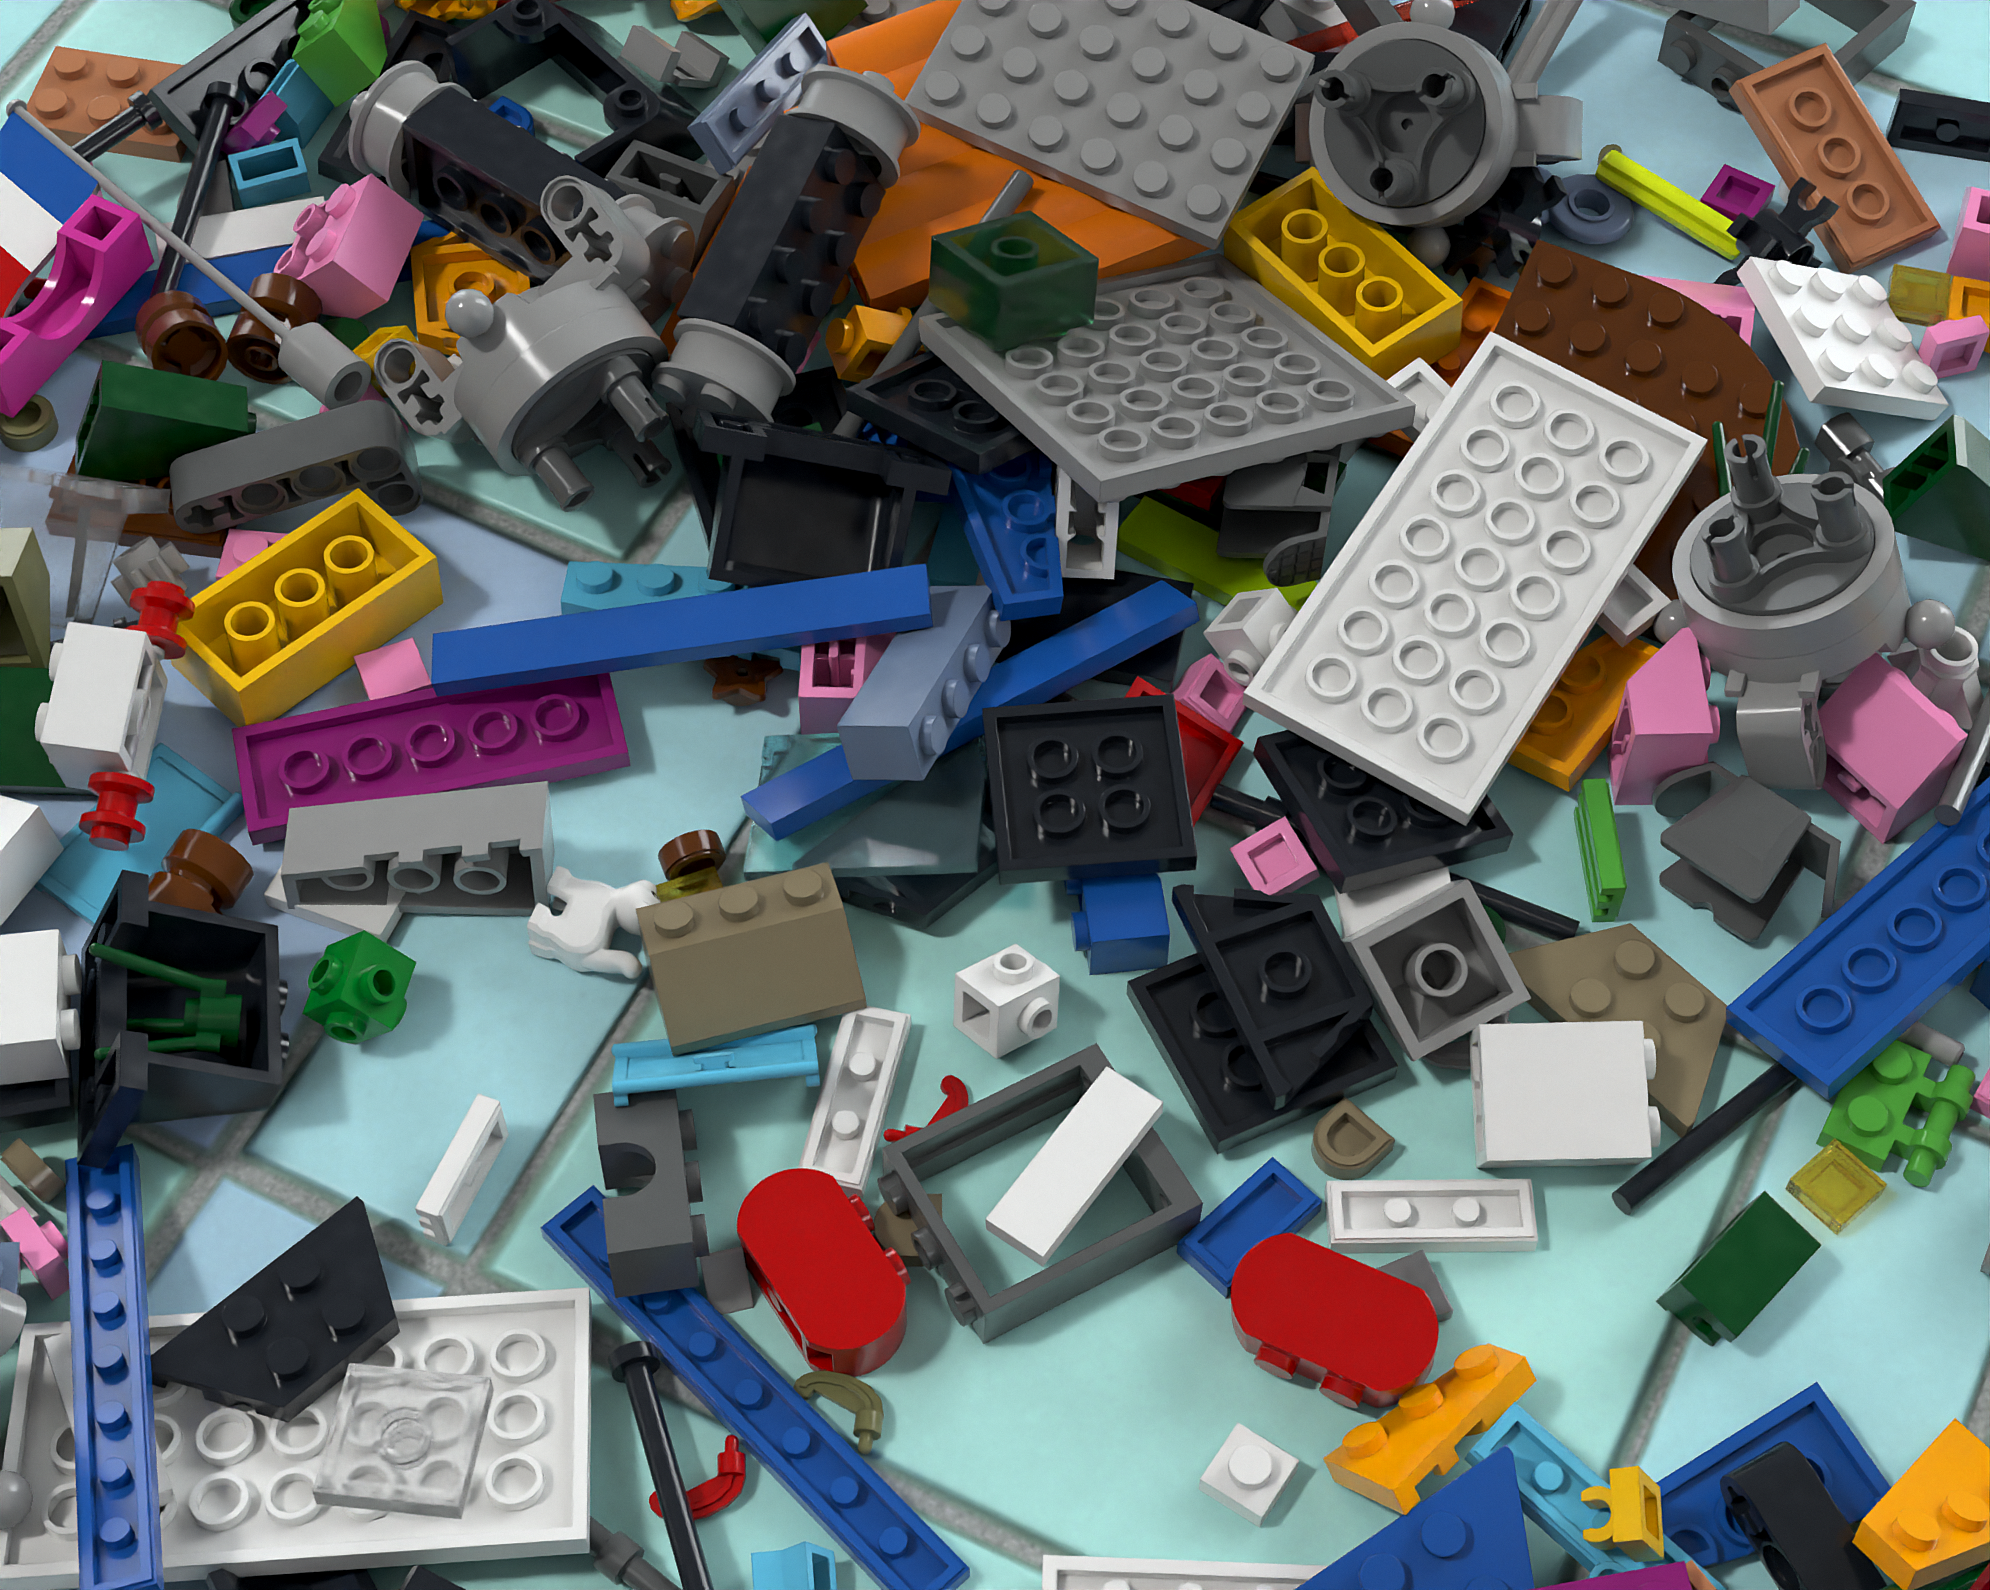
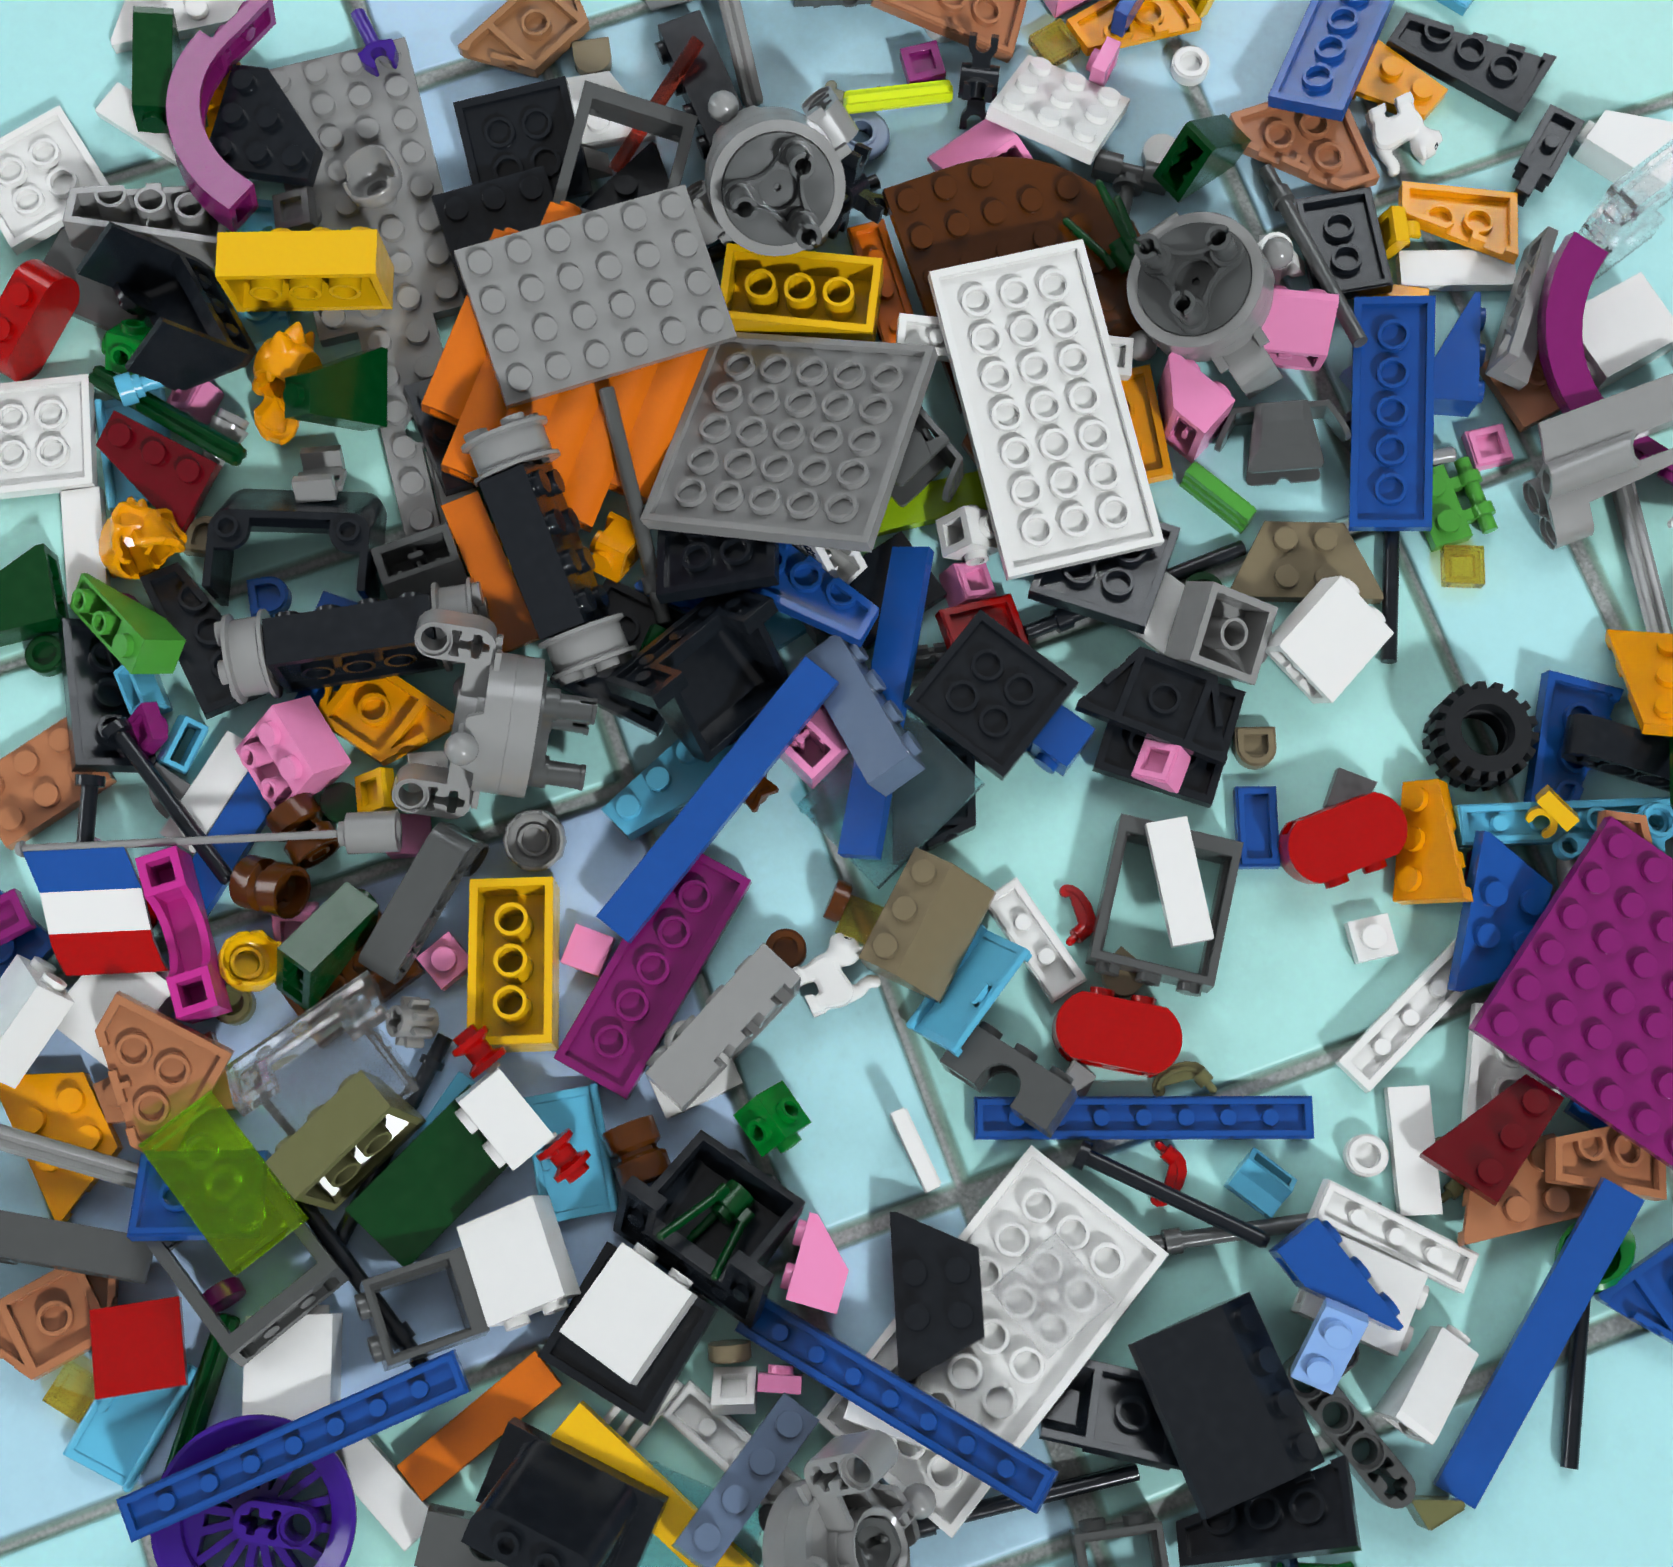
camera: 45 degrees left, 20 degrees up
(67, 385) = (249, 960): none -> yellow hair
(215, 1163) = (819, 1269): none -> bright pink slope
(469, 526) = (534, 840): none -> light grey hair
(586, 854) = (788, 946): none -> reddish brown tile
(758, 94) = (405, 459): sand blue tile -> none
(1006, 1000) = (1057, 830): white brick -> none
(1013, 280) = (676, 458): clear green brick -> none
(1206, 1046) = (1161, 765): none -> bright pink slope
(1275, 860) = (1090, 642): bright pink plate -> none
(1430, 1216) = (1321, 746): white tile -> none
(1657, 1323) = (1505, 718): none -> black tyre
(1739, 1271) = (1467, 645): dark green hinge -> none

